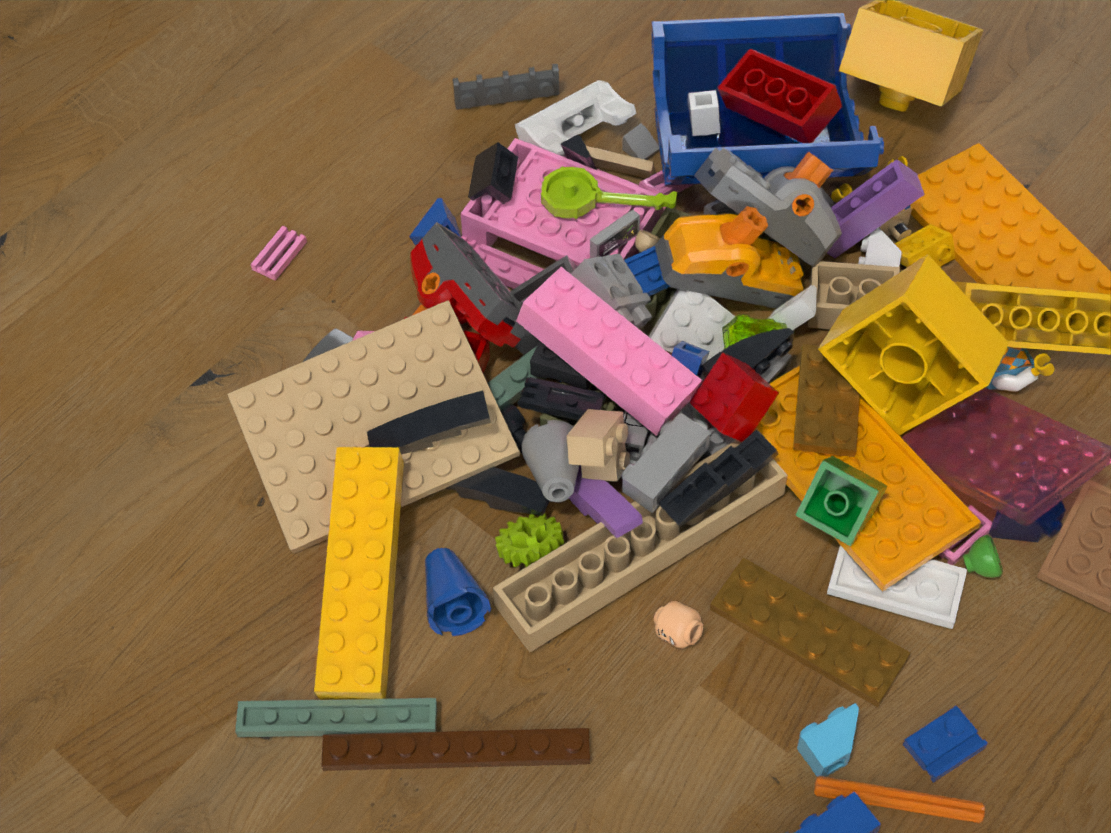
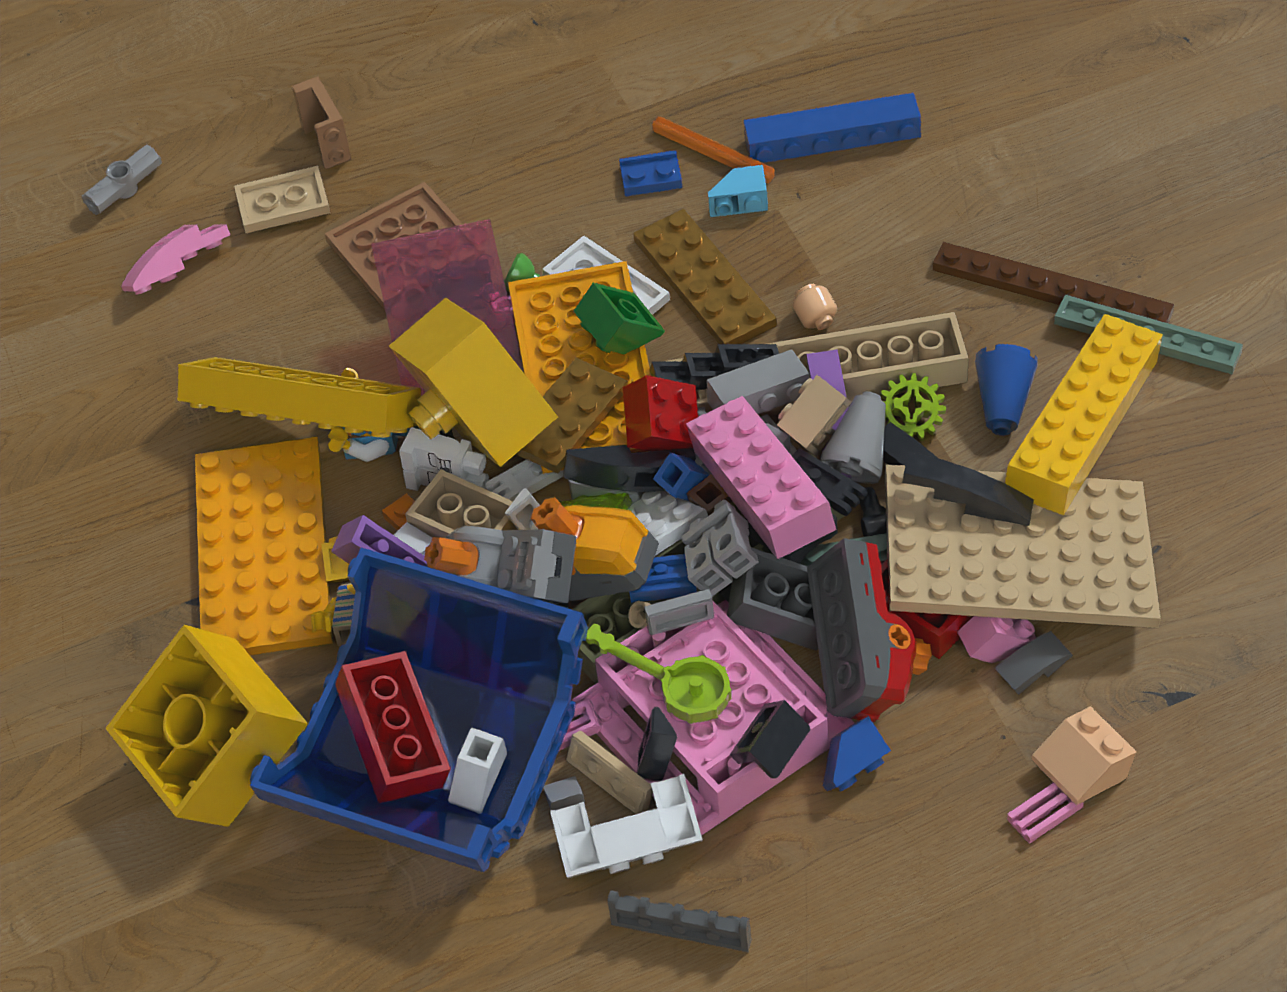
camera: 150 degrees left, 5 degrees down
(258, 287) = (1084, 756): none -> light nougat slope

